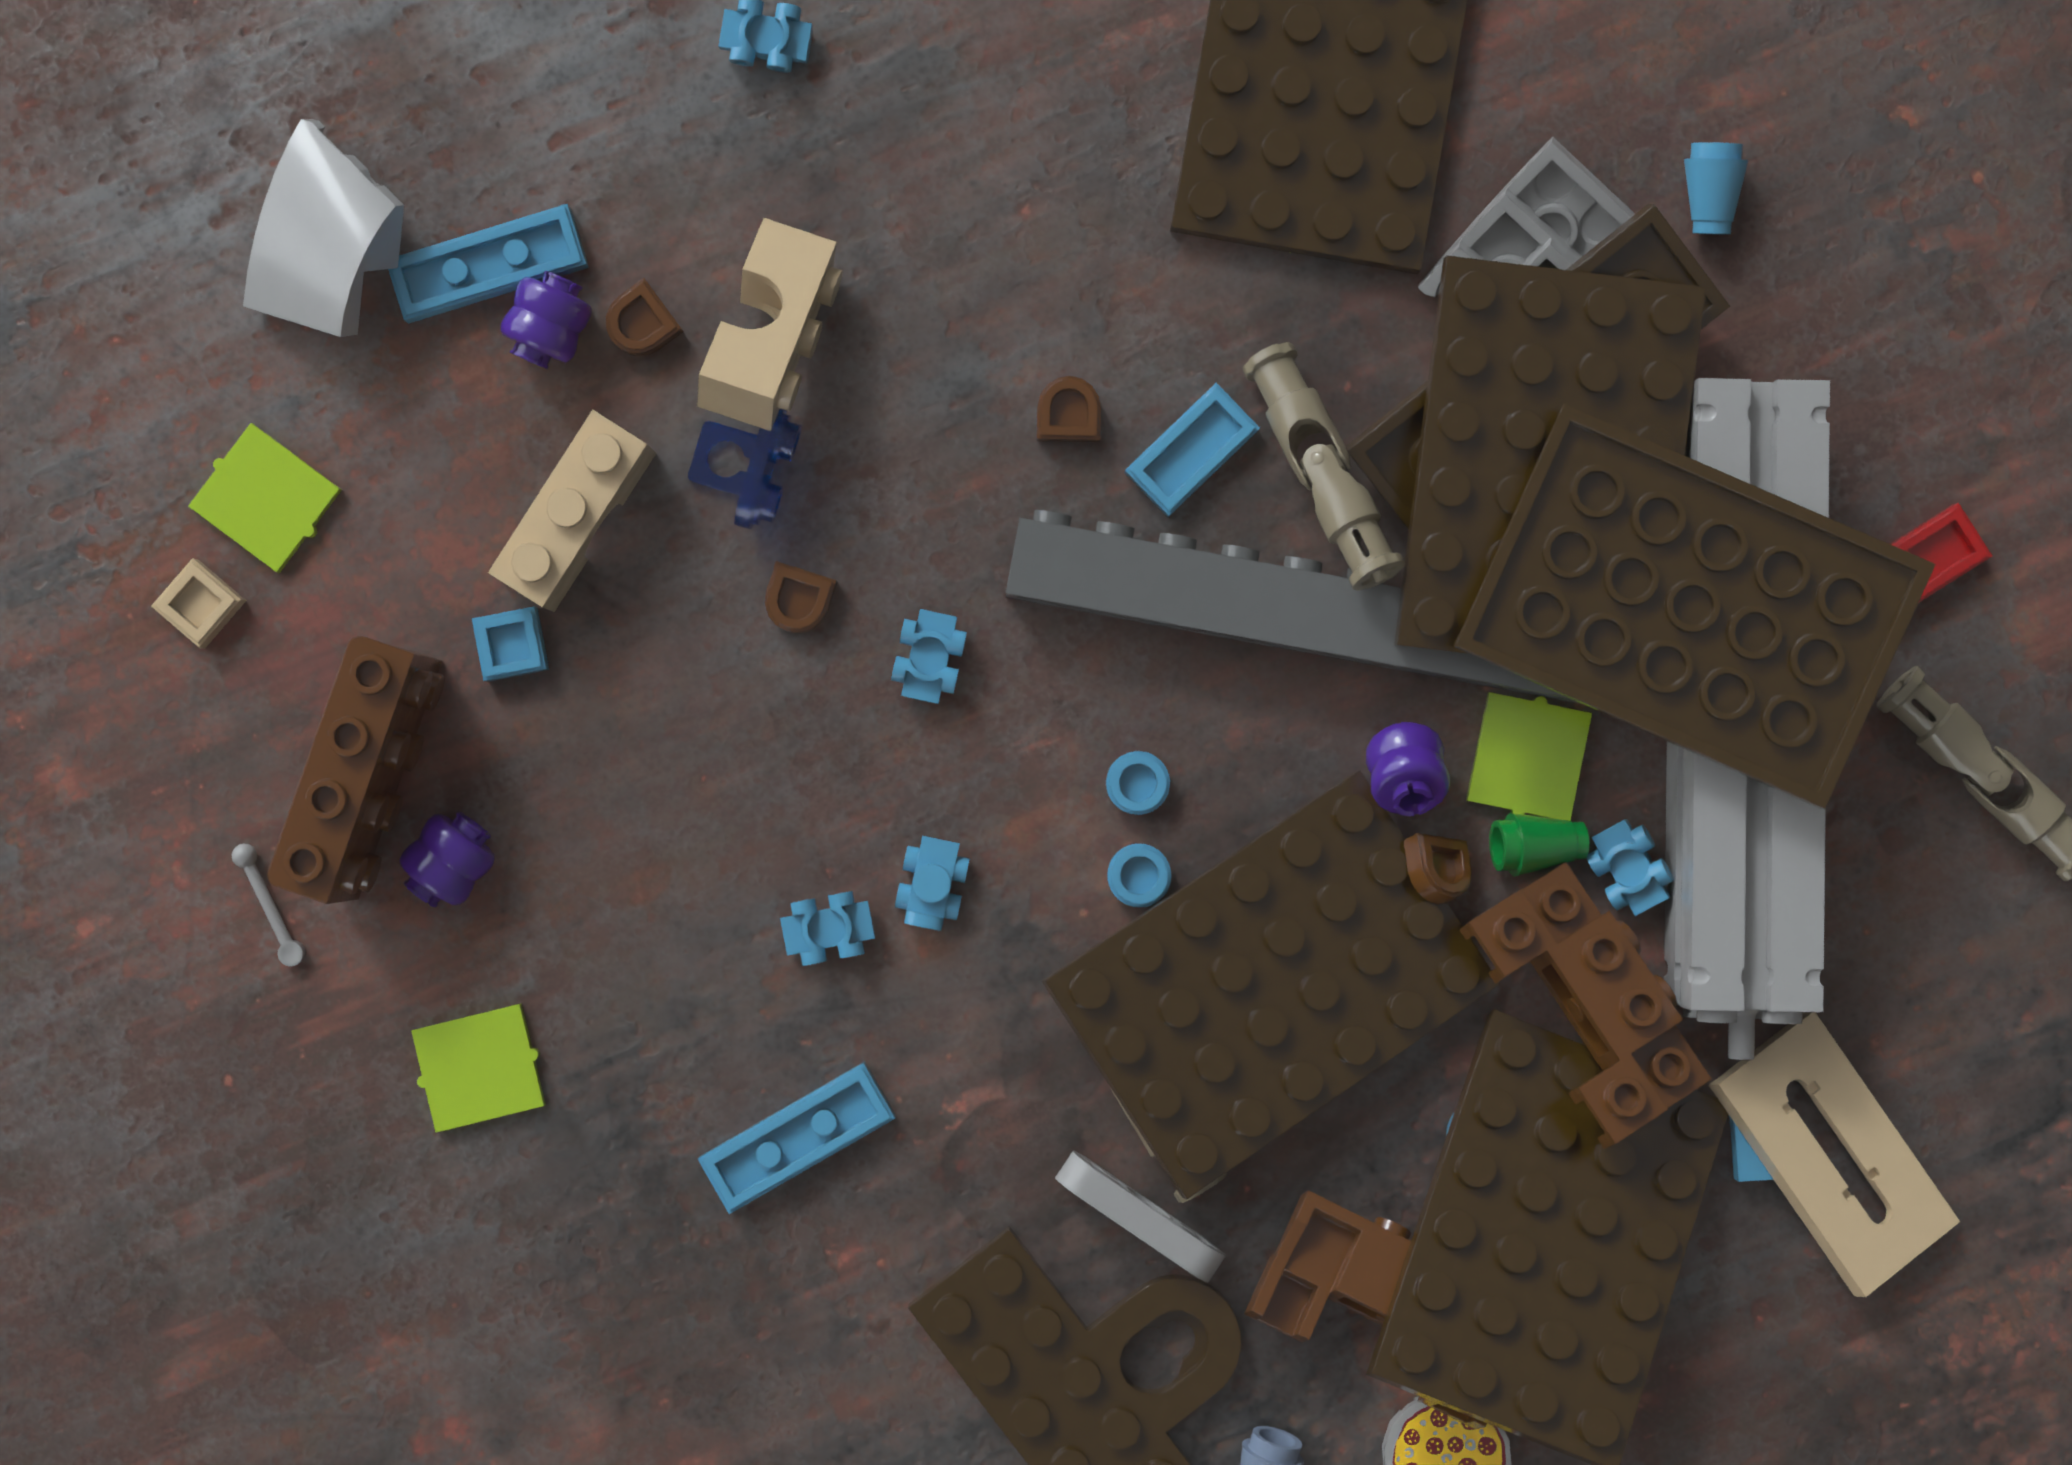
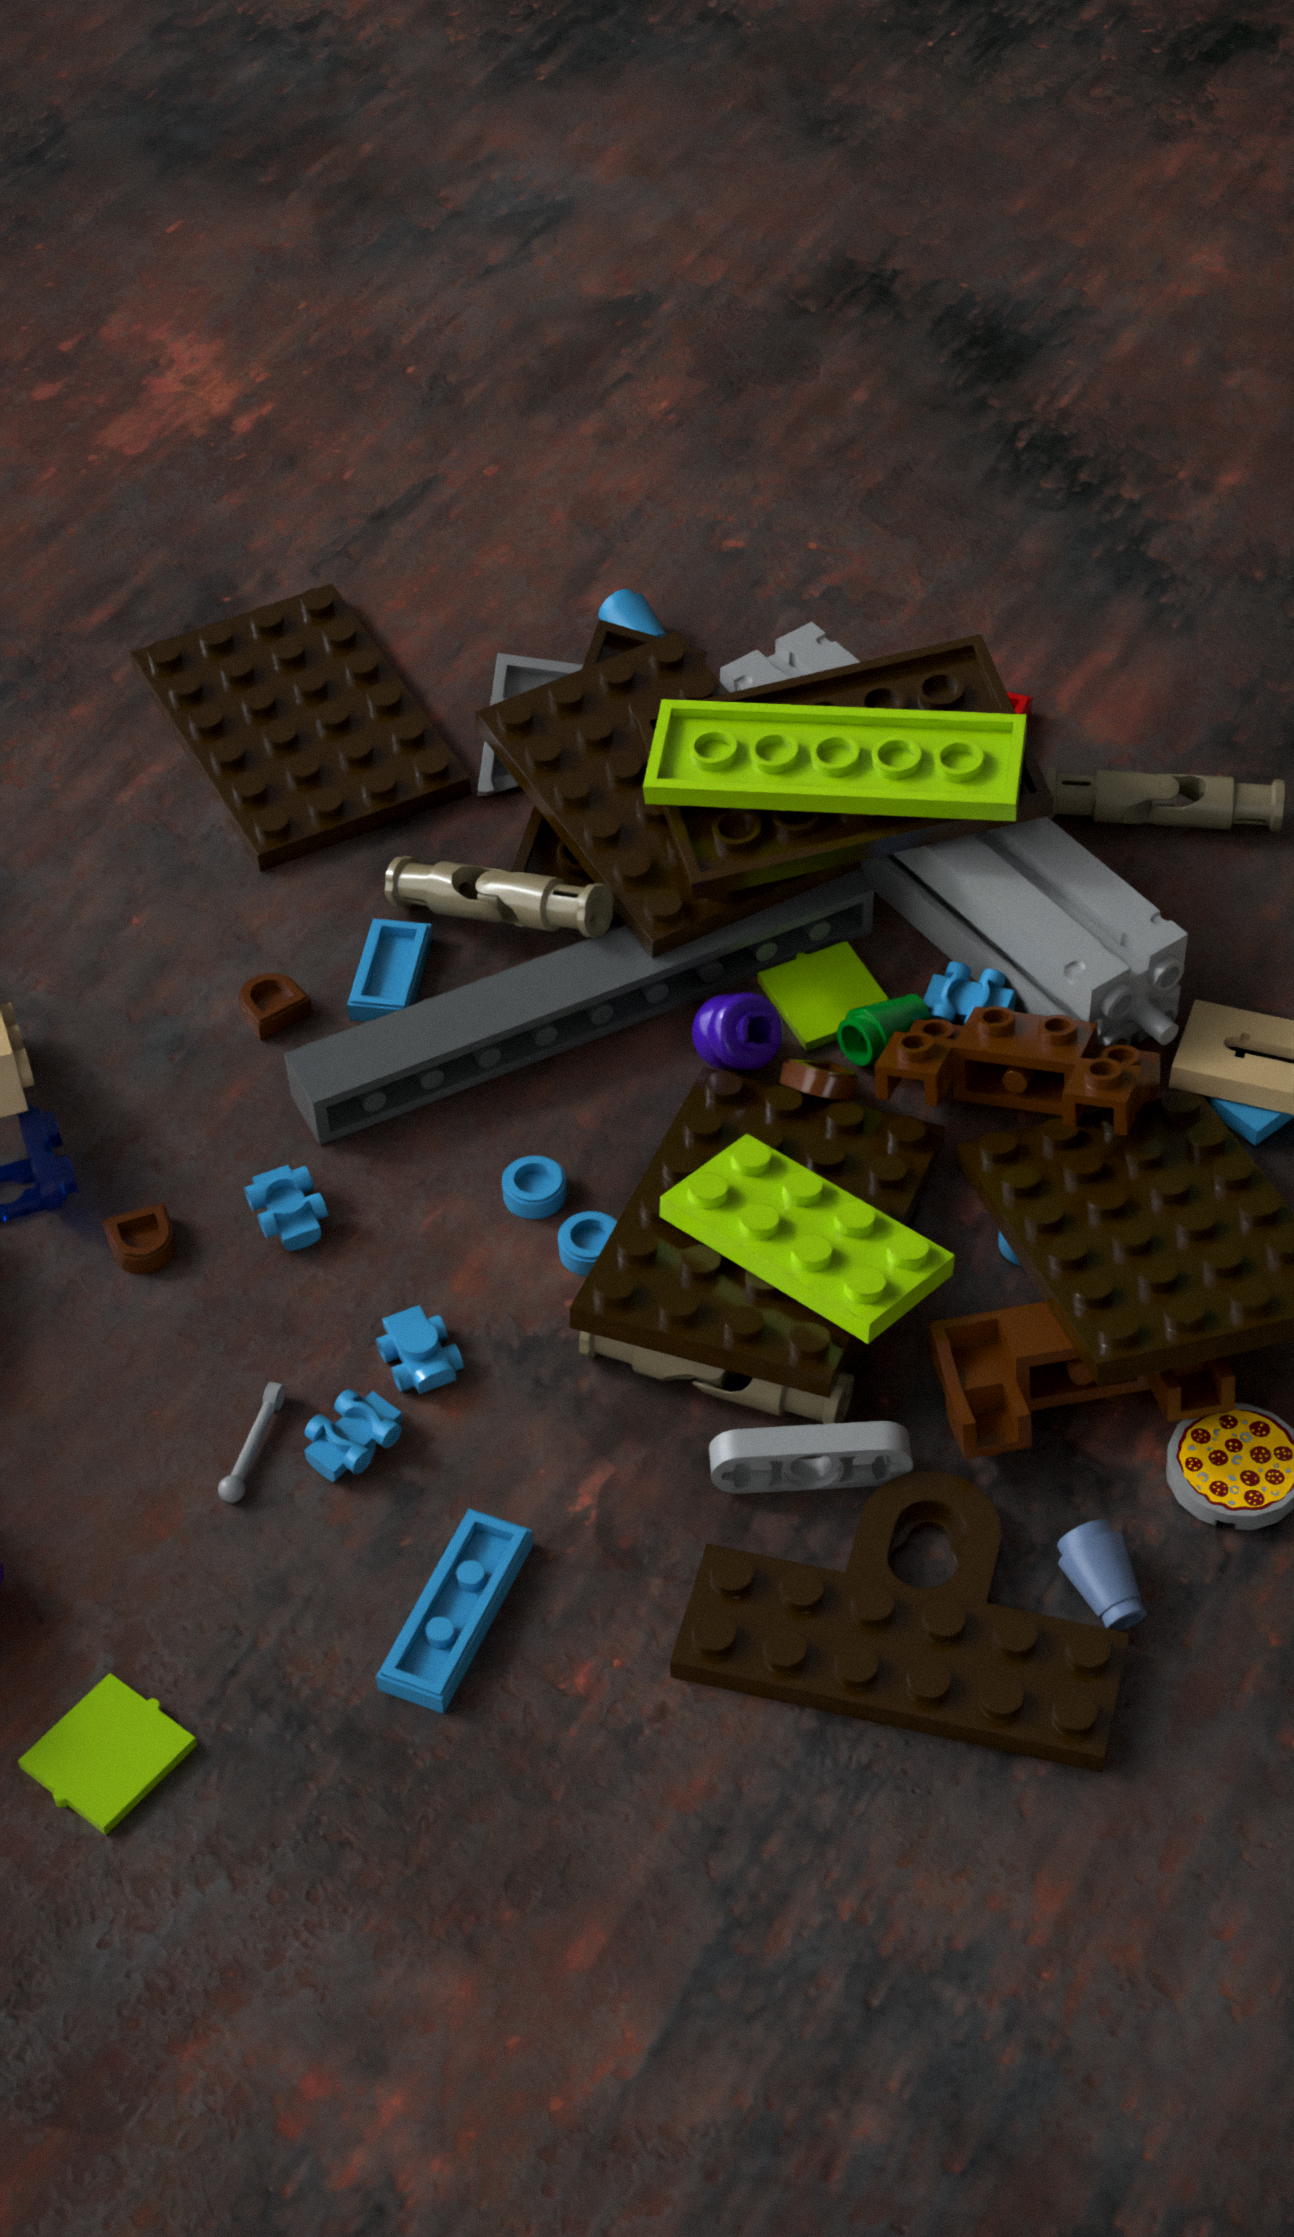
camera: 30 degrees left, 40 degrees down
(710, 901) = (232, 1487): none -> light grey hinge
(1275, 1052) = (807, 1237): none -> lime plate
(1675, 627) = (837, 759): none -> lime plate

